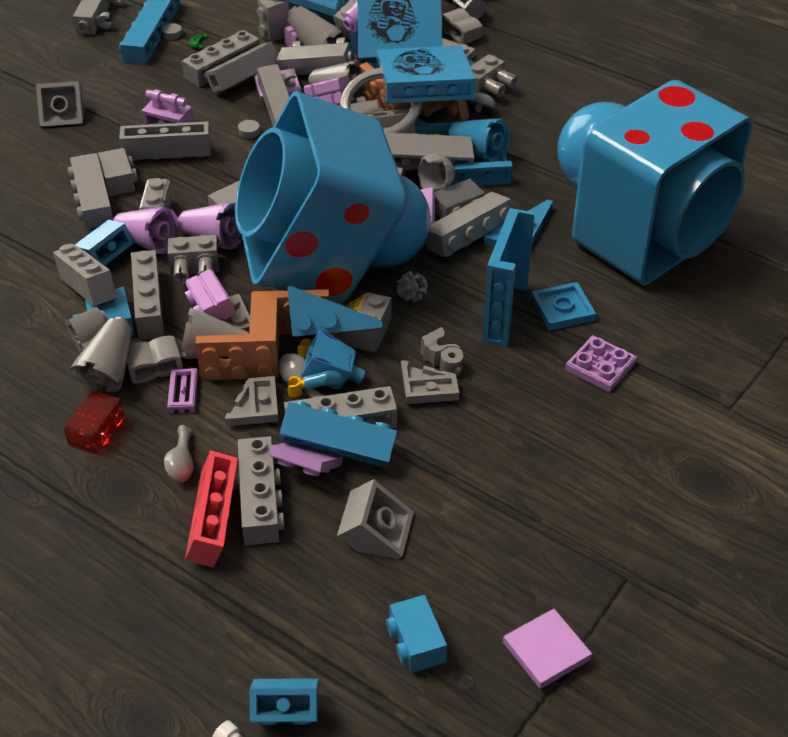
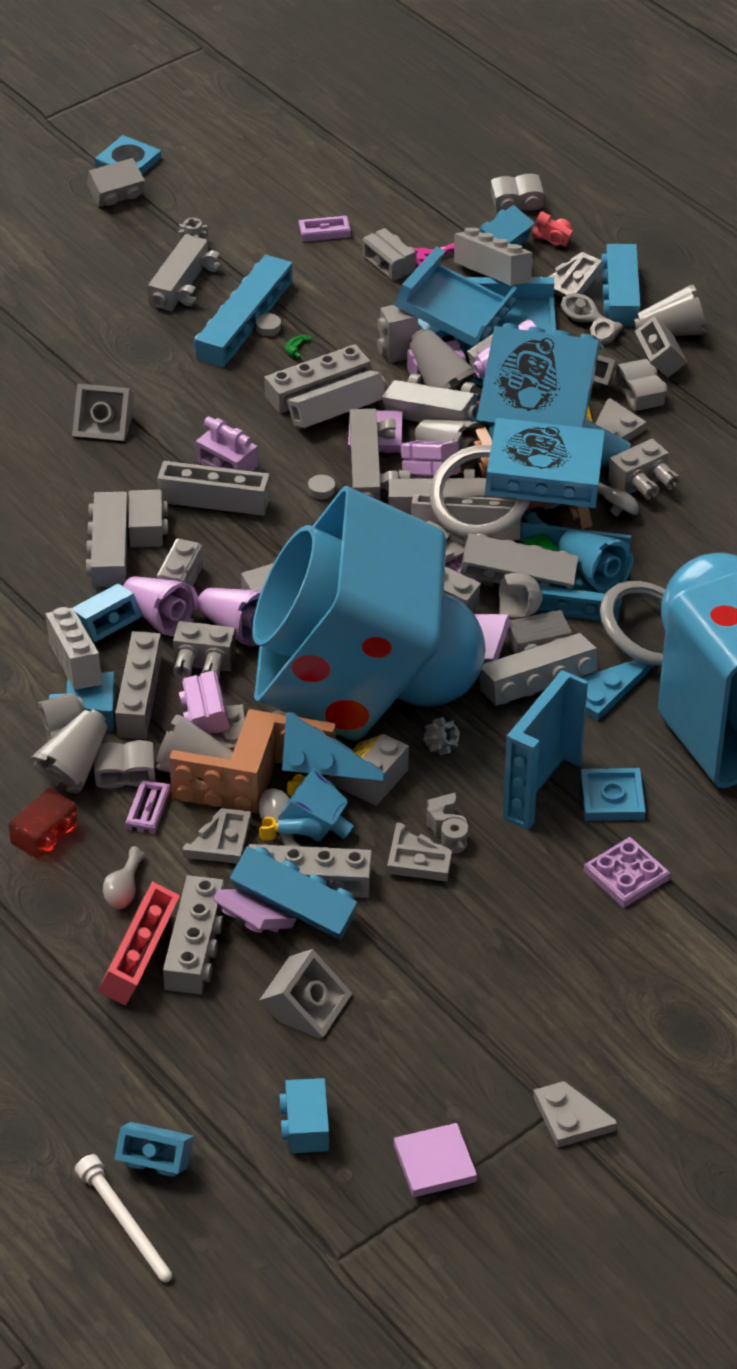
camera: 15 degrees right, 0 degrees up
(528, 192) = (613, 630): none -> light grey wedge
(645, 577) = (571, 1115): none -> light grey wing

